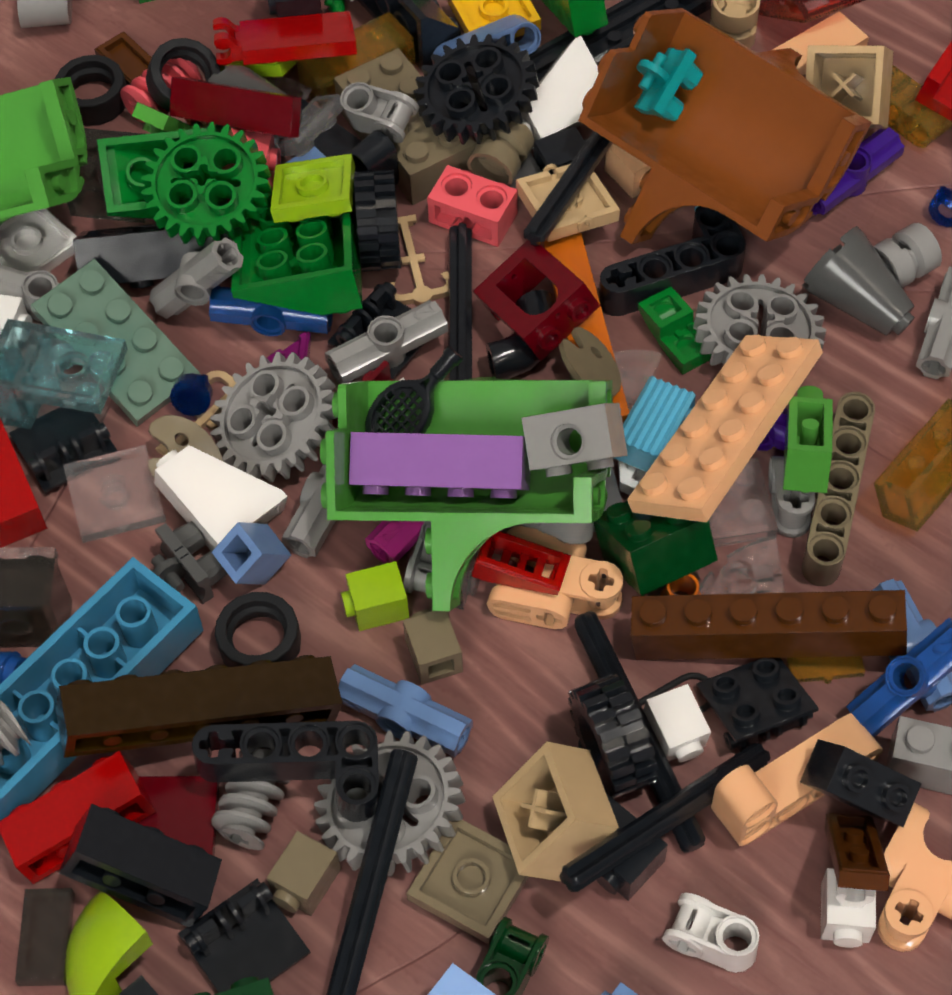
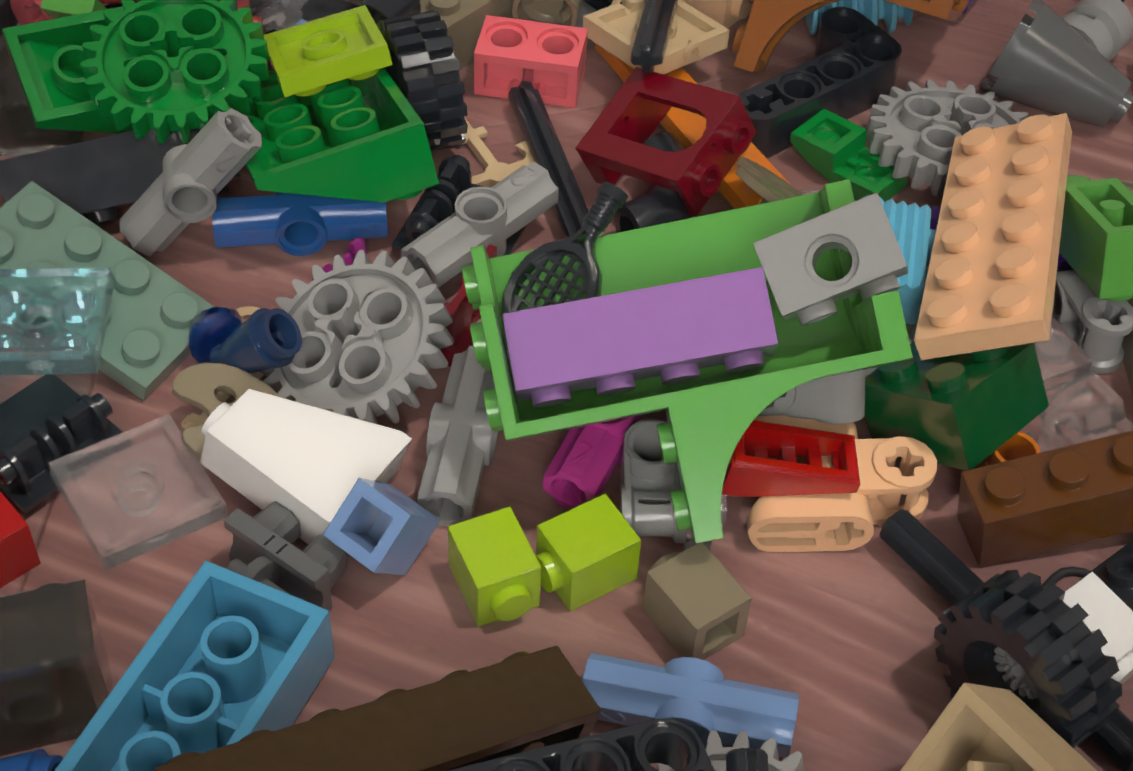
camera: 20 degrees left, 10 degrees down
(211, 408) = (261, 342): none -> dark blue cone
(249, 607) = (418, 601): black tyre -> none
(315, 593) = (494, 566): none -> lime brick

